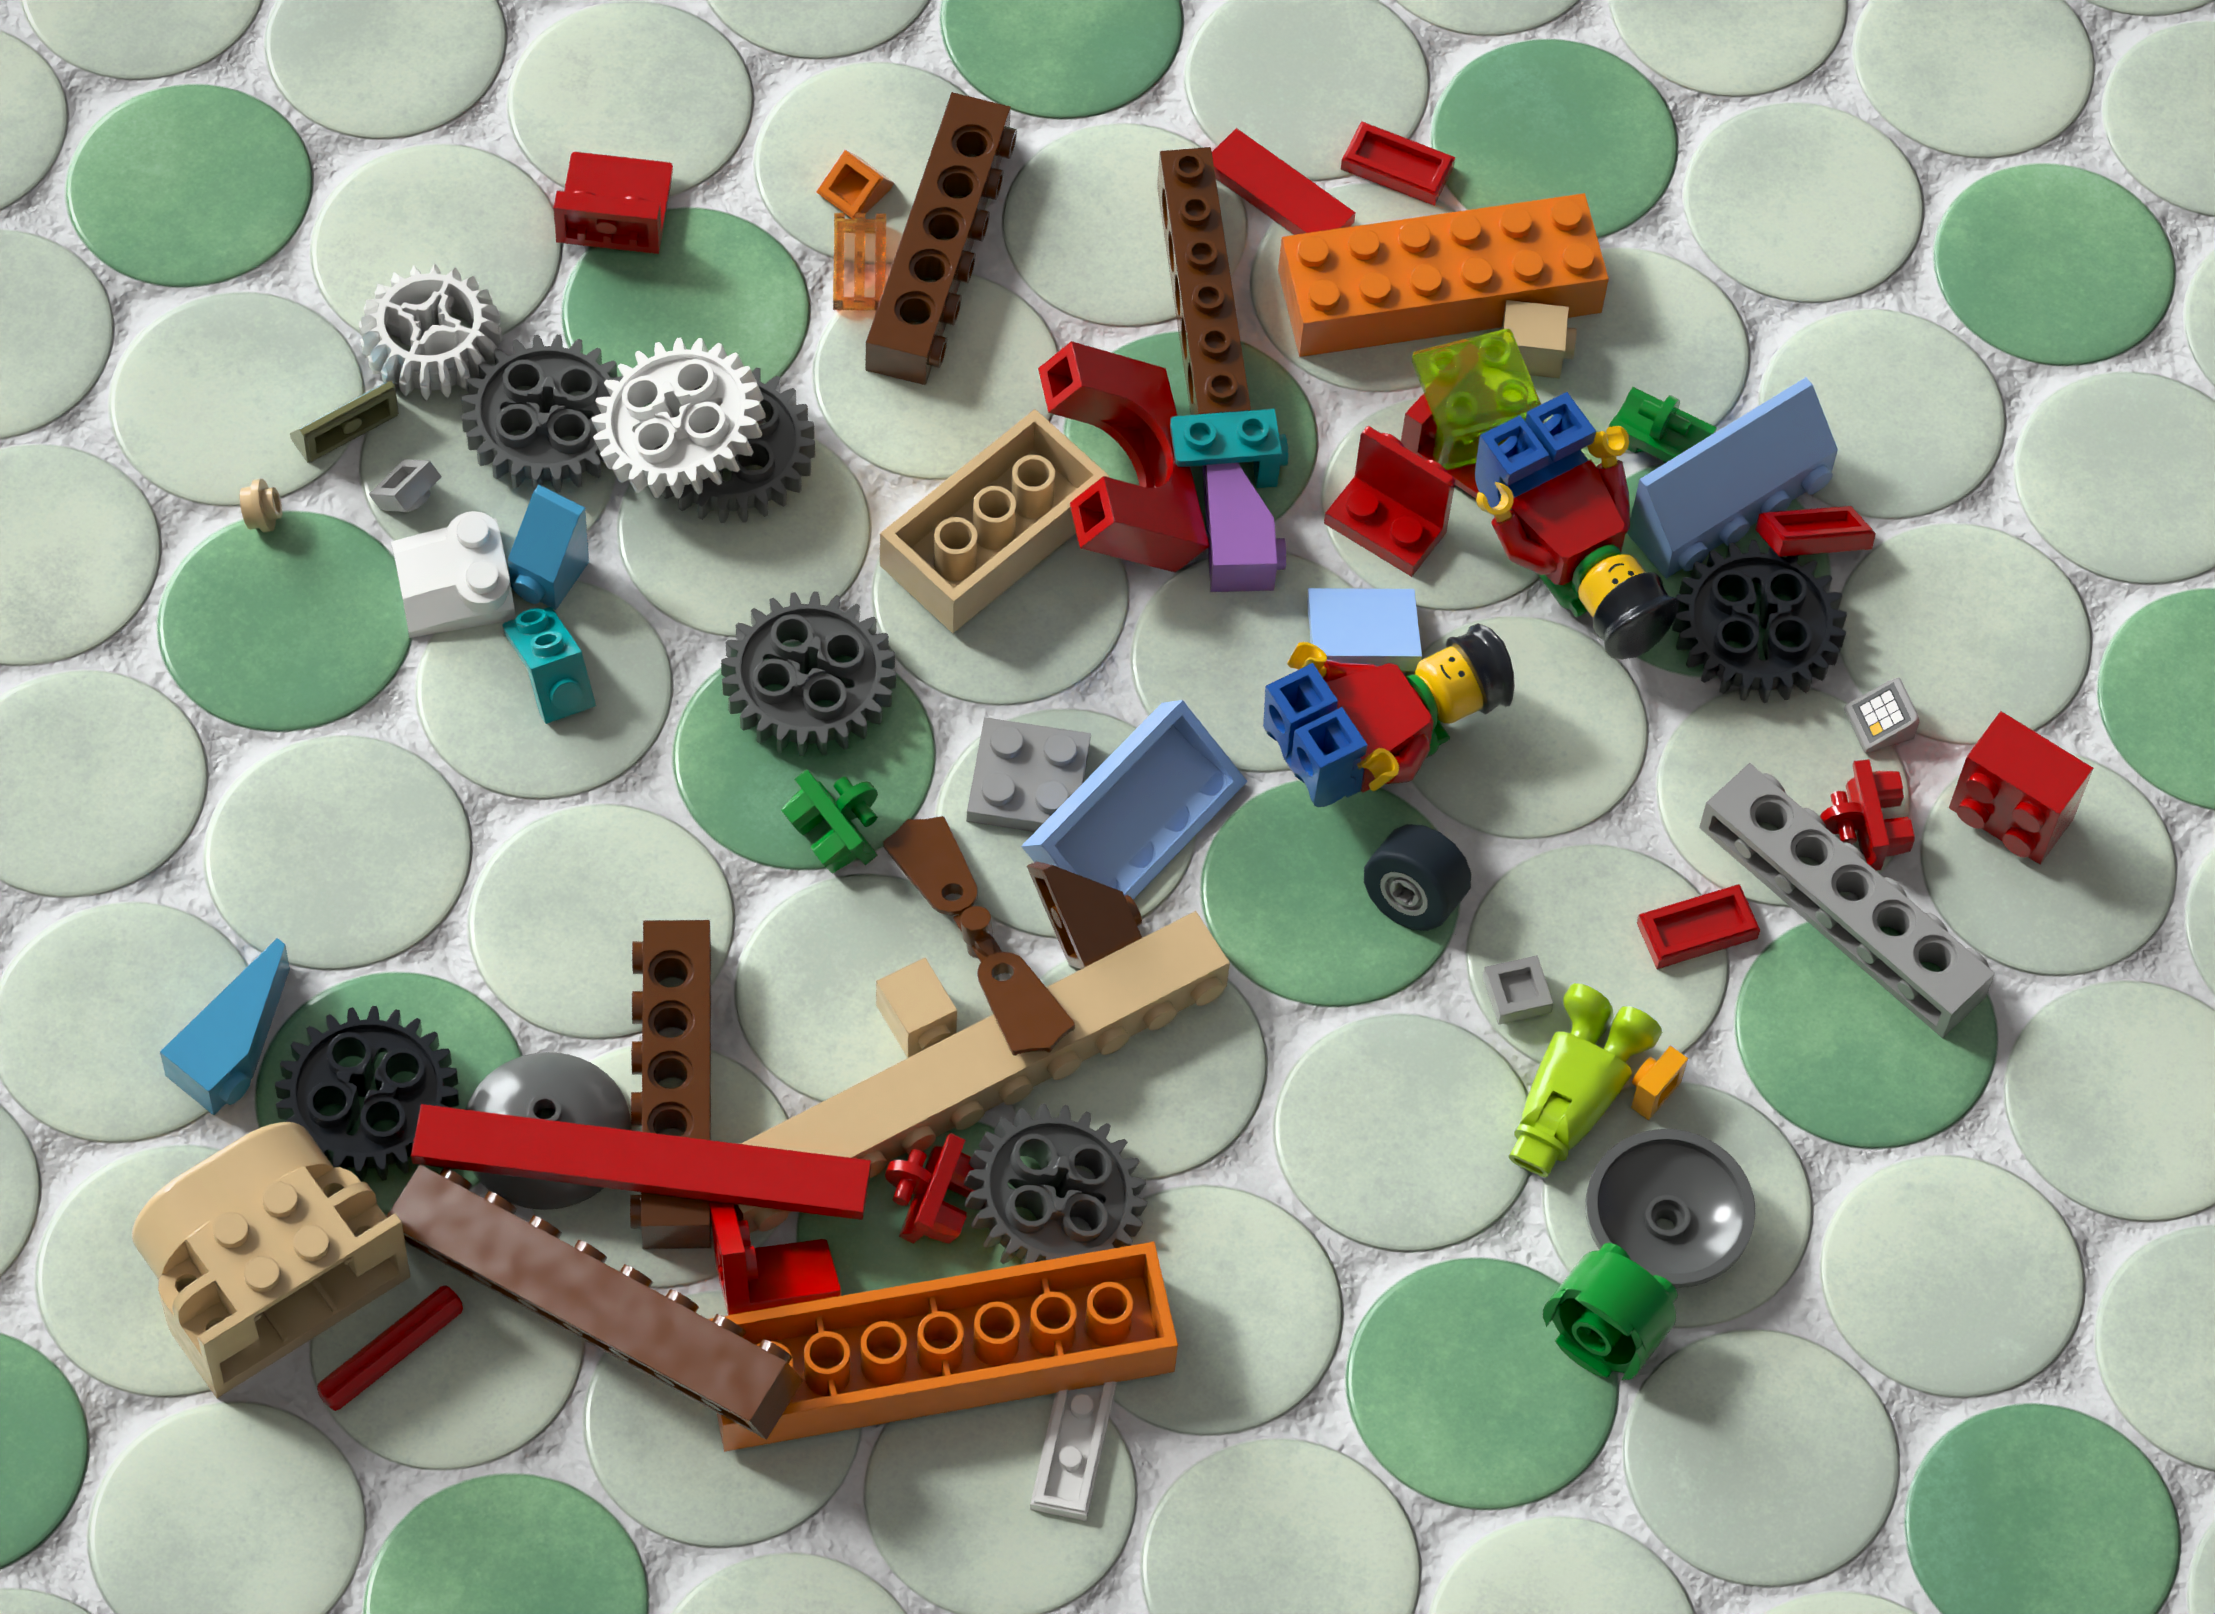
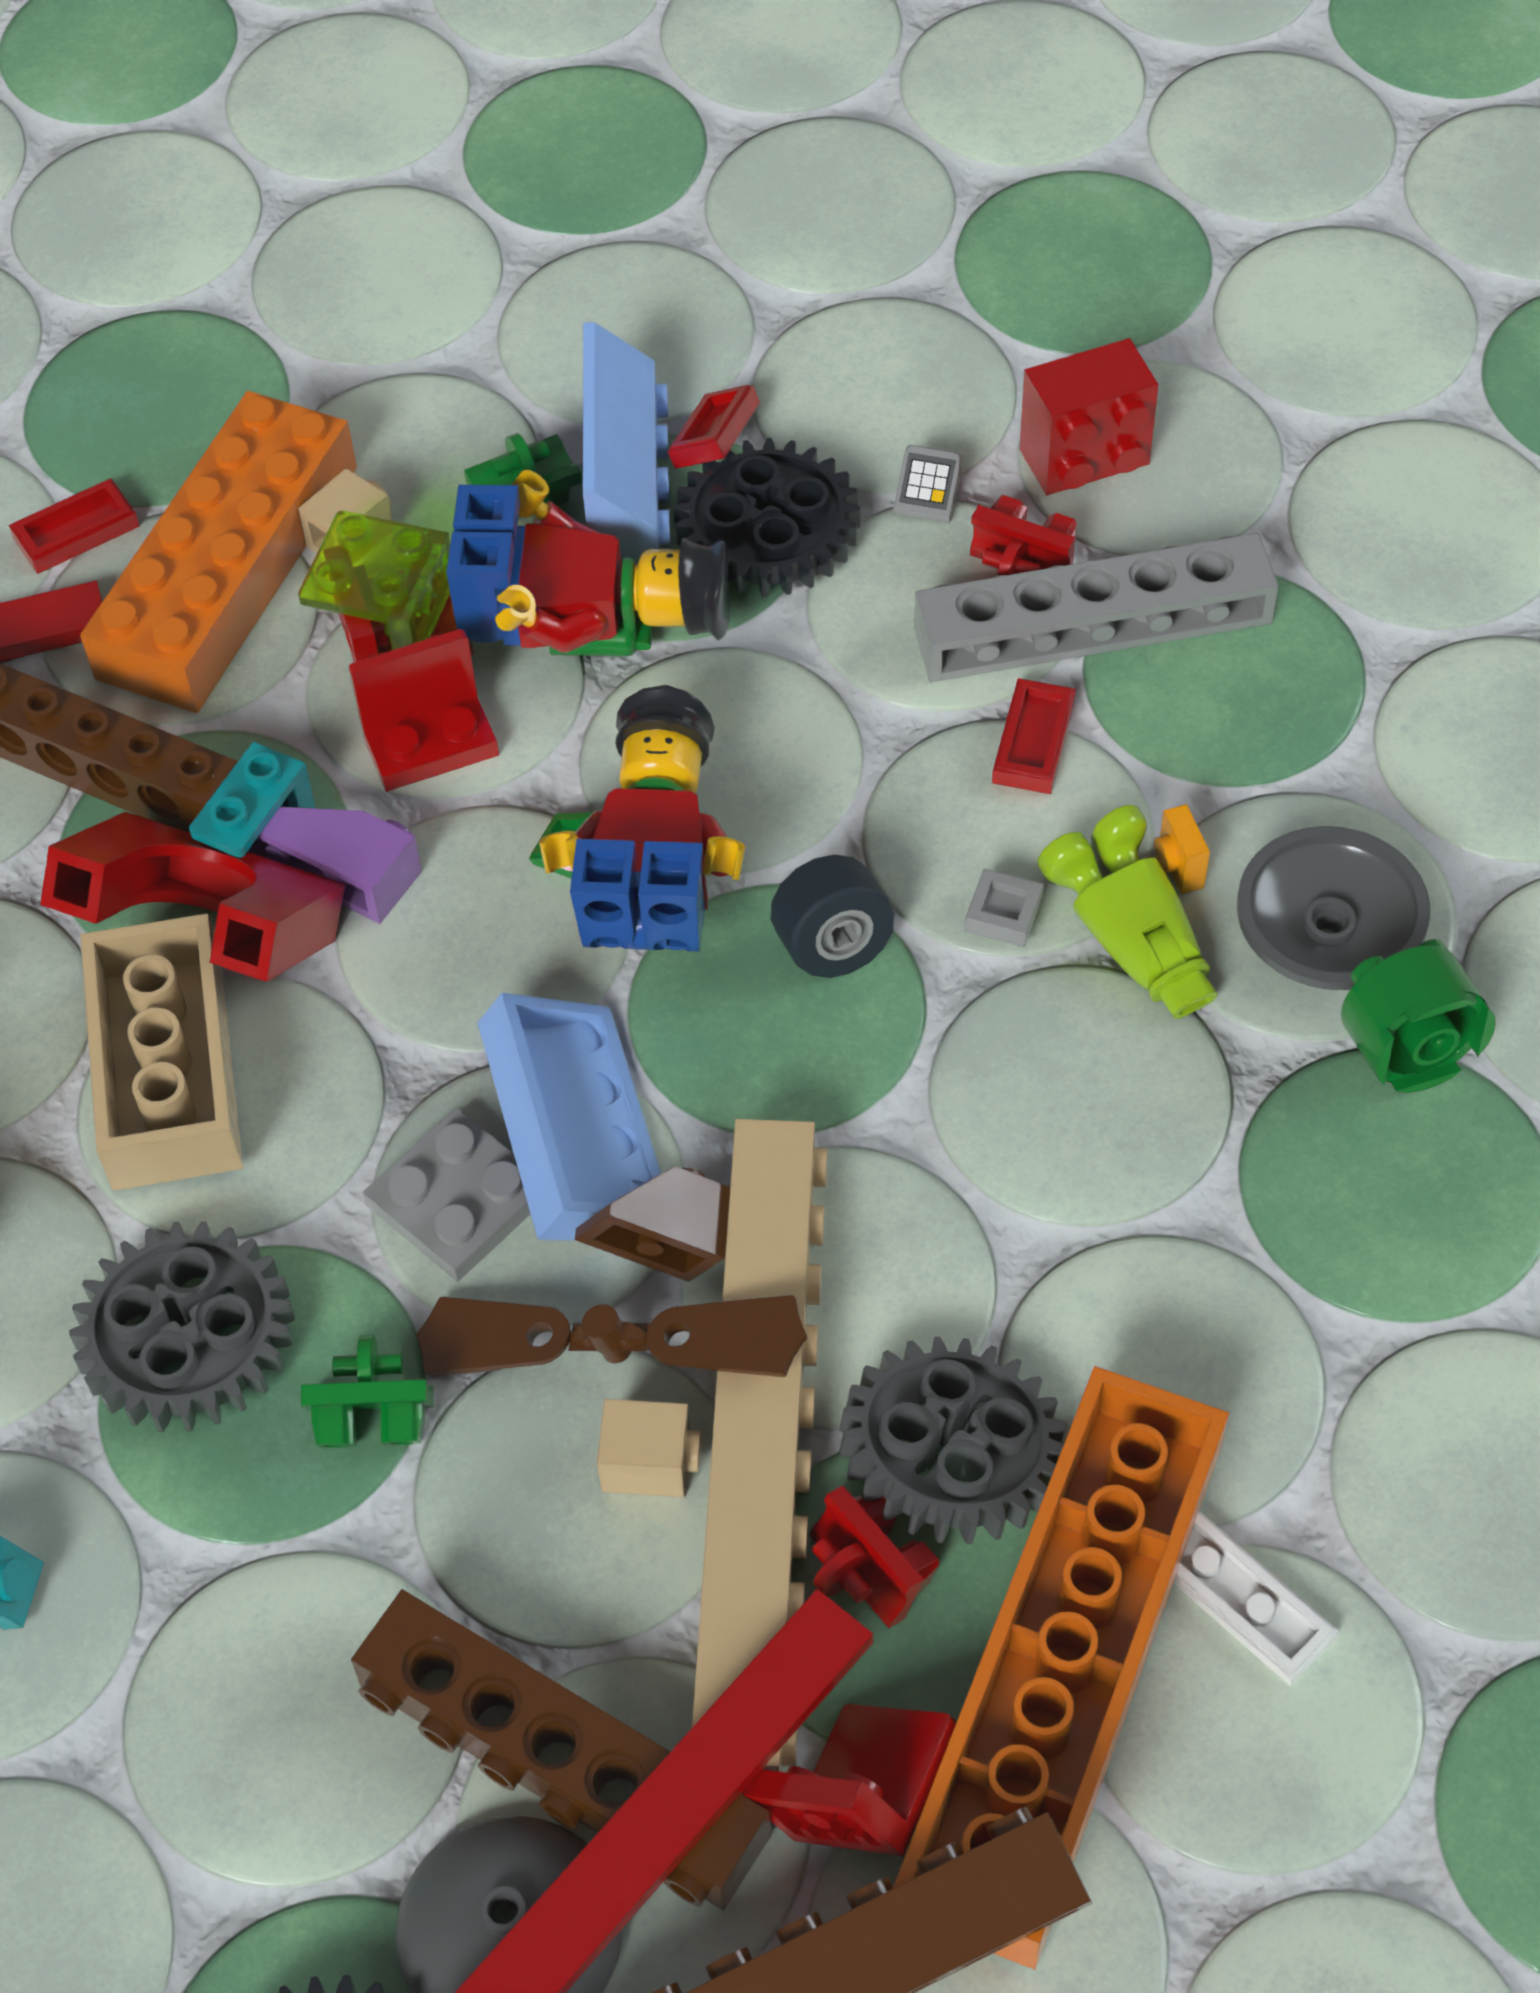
camera: 50 degrees left, 5 degrees down
(1365, 625) = (525, 806): light blue tile -> none

